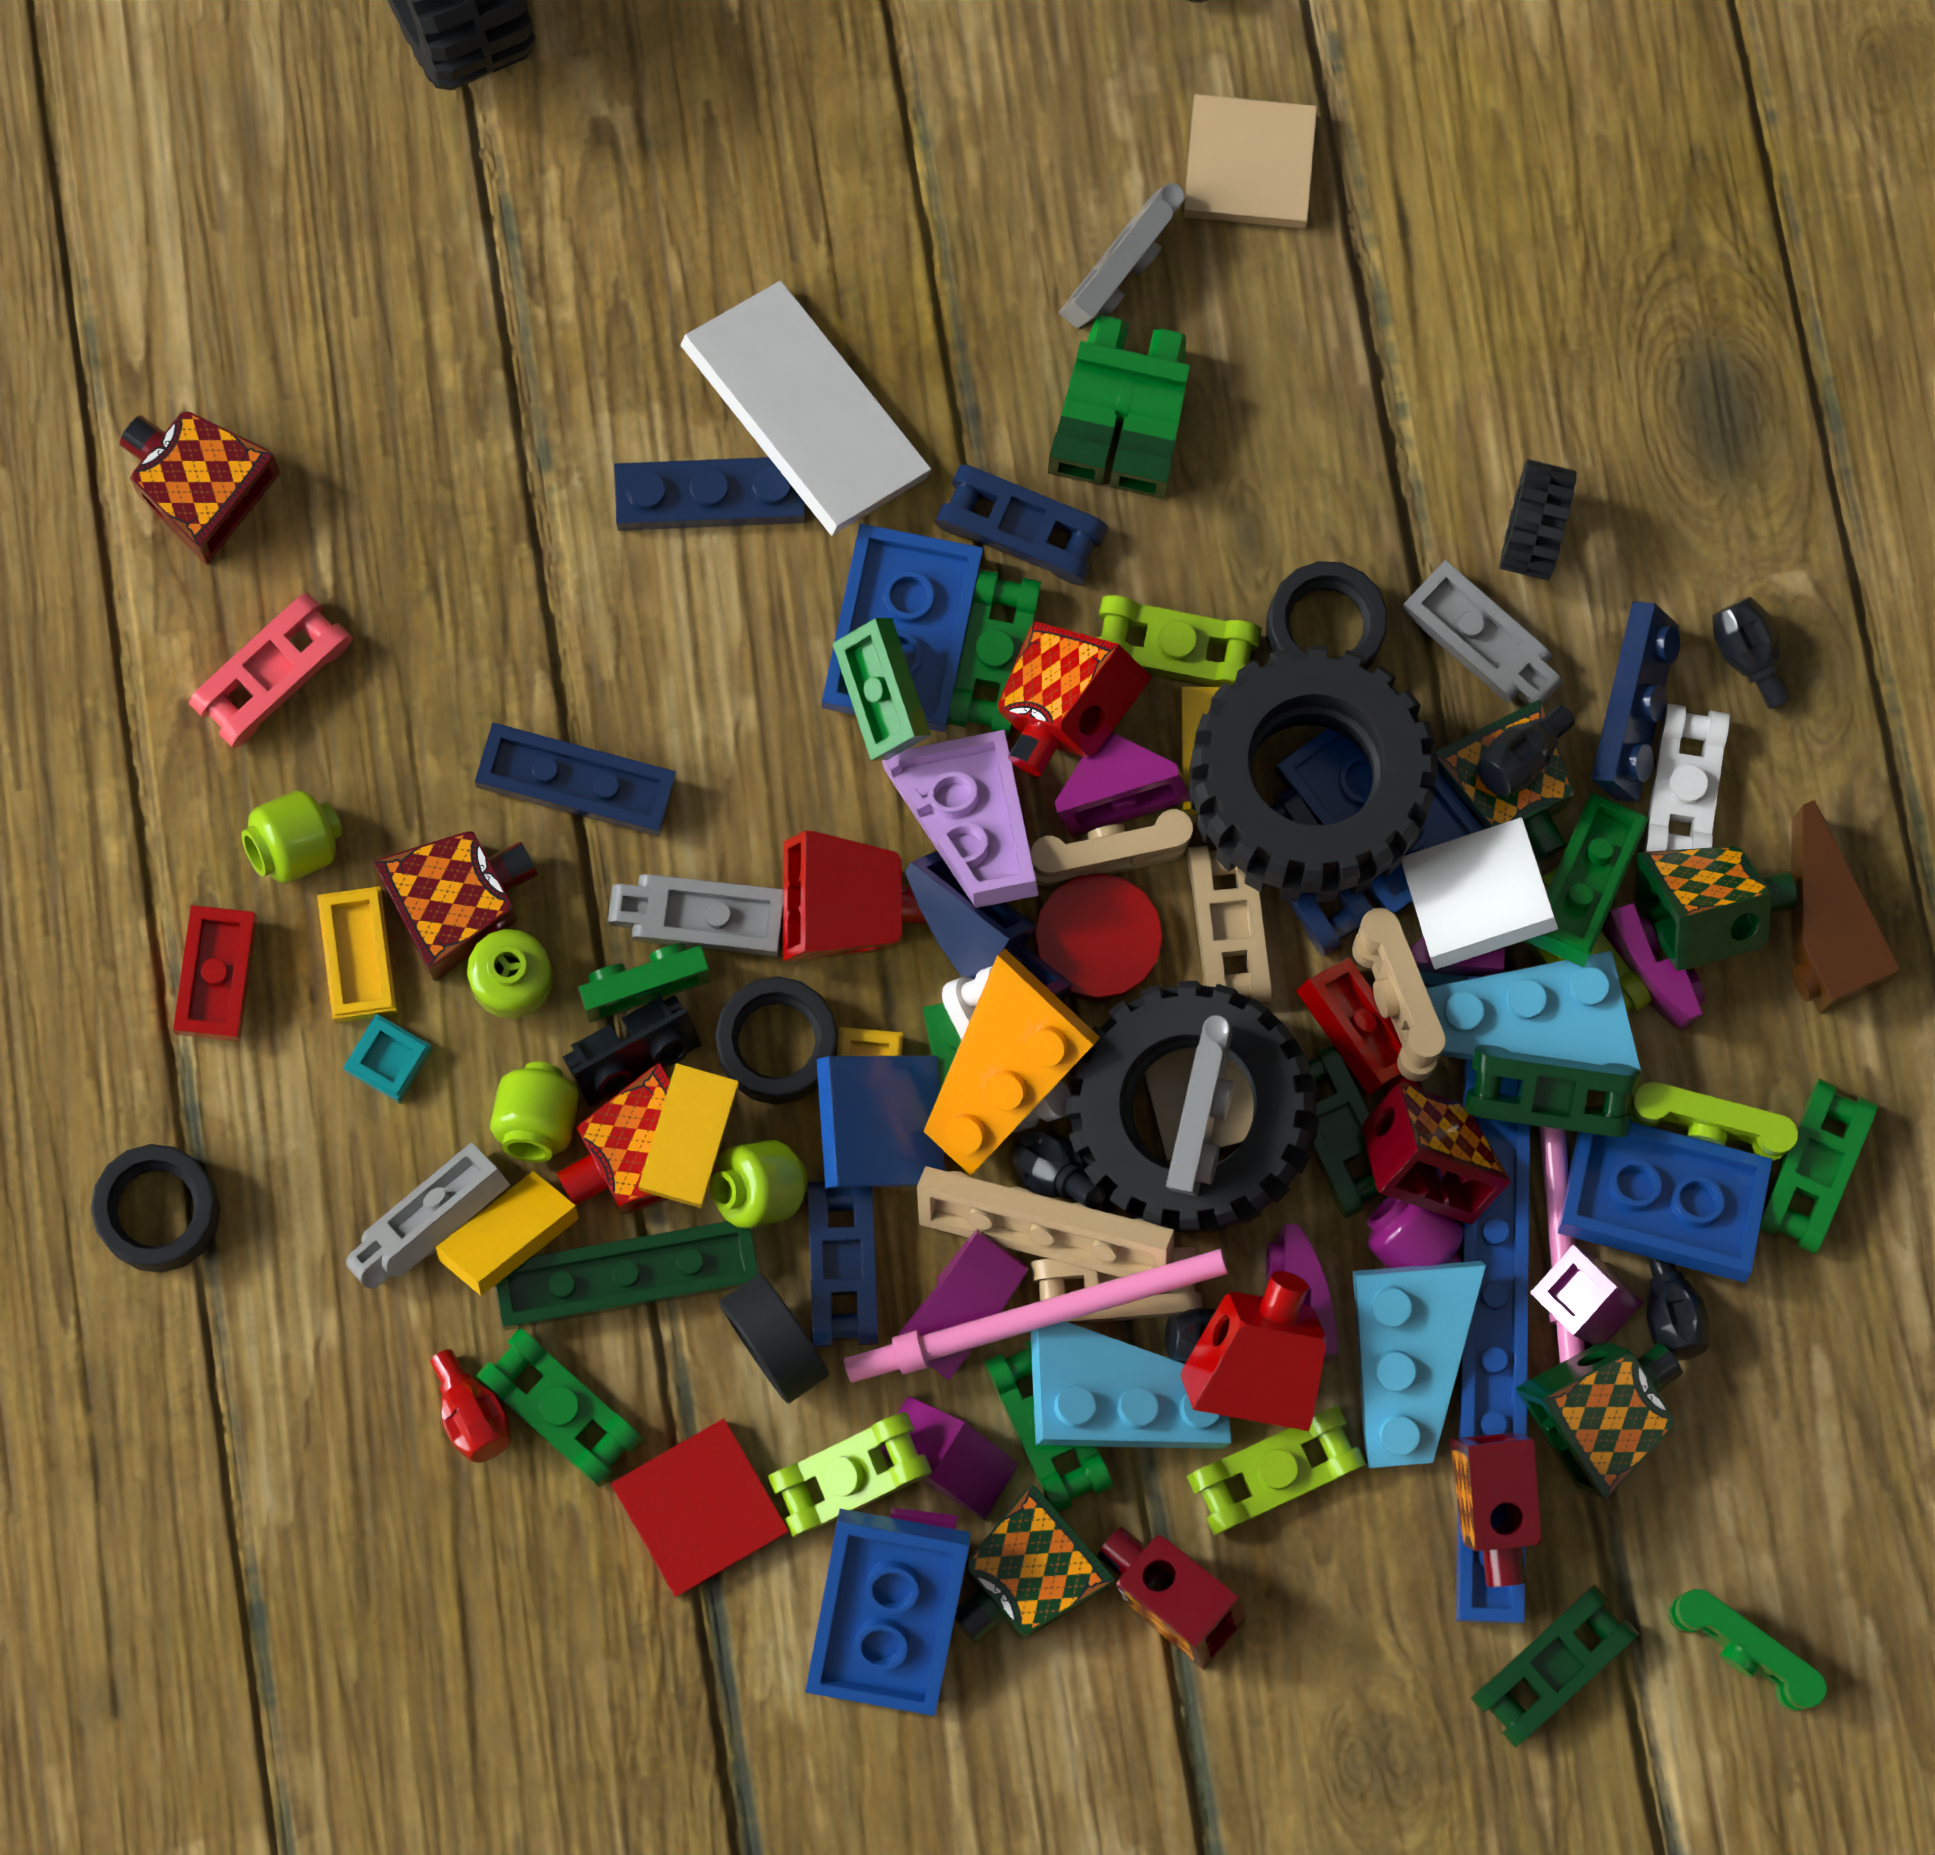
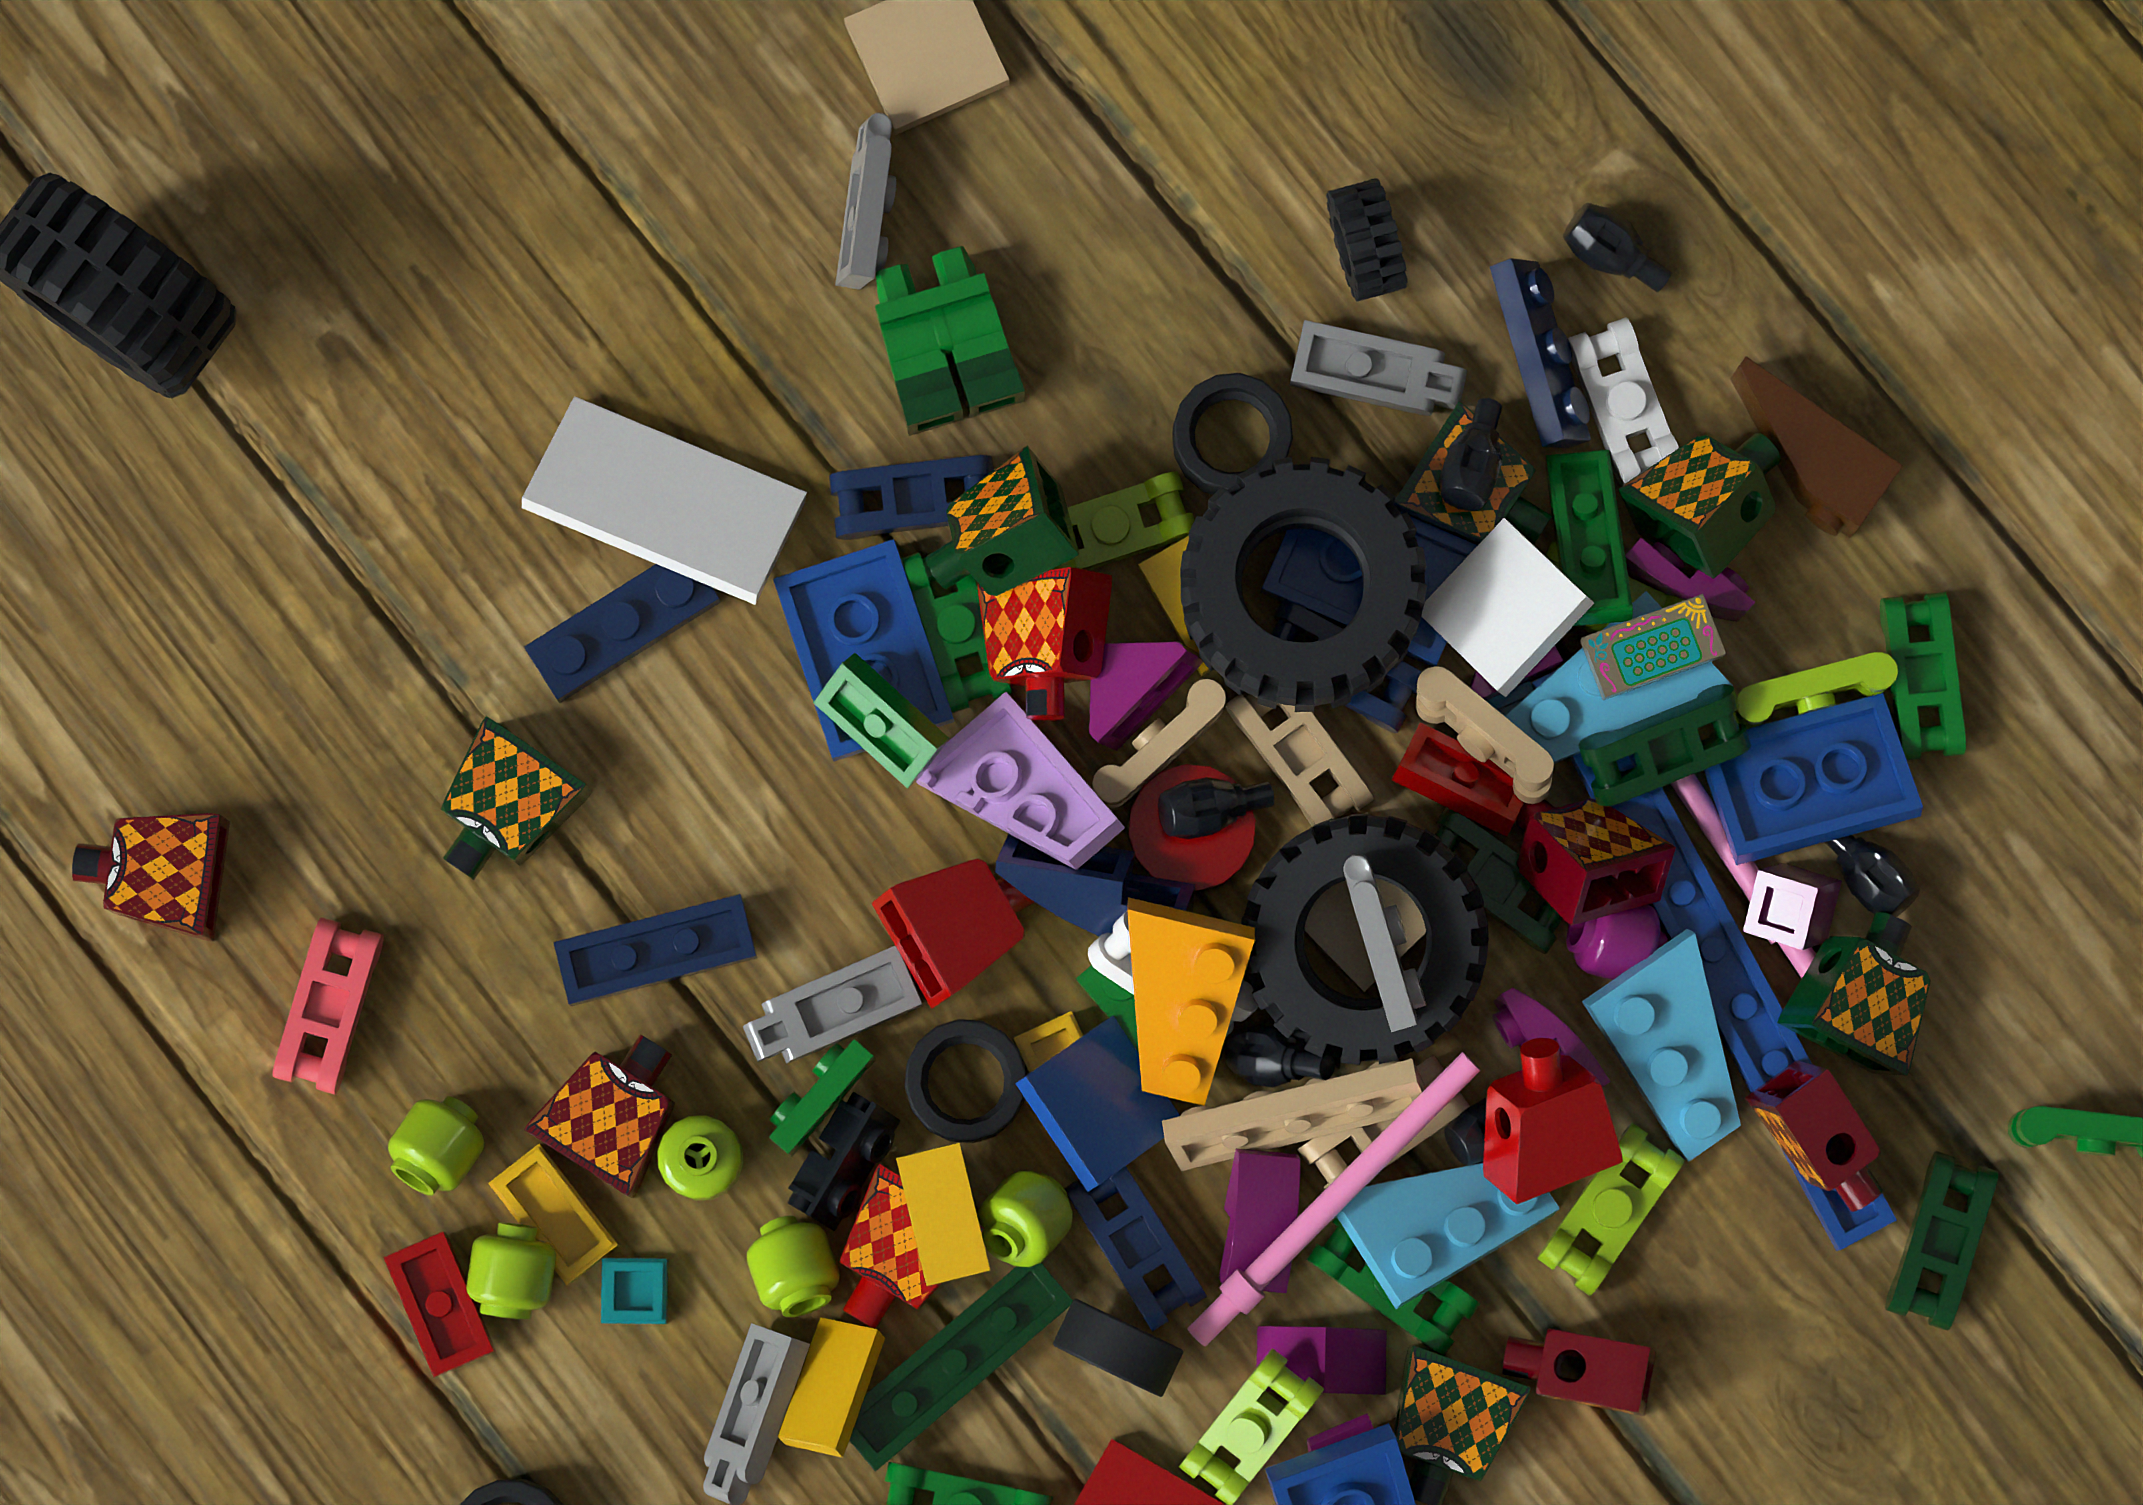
camera: 25 degrees left, 5 degrees up
(291, 978) = (511, 1272): none -> lime head
(524, 582) = (507, 799): none -> torso
(1083, 586) = (1006, 528): none -> dark green torso
(1123, 922) = (1209, 805): none -> black piece
(1589, 998) = (1653, 647): none -> tile

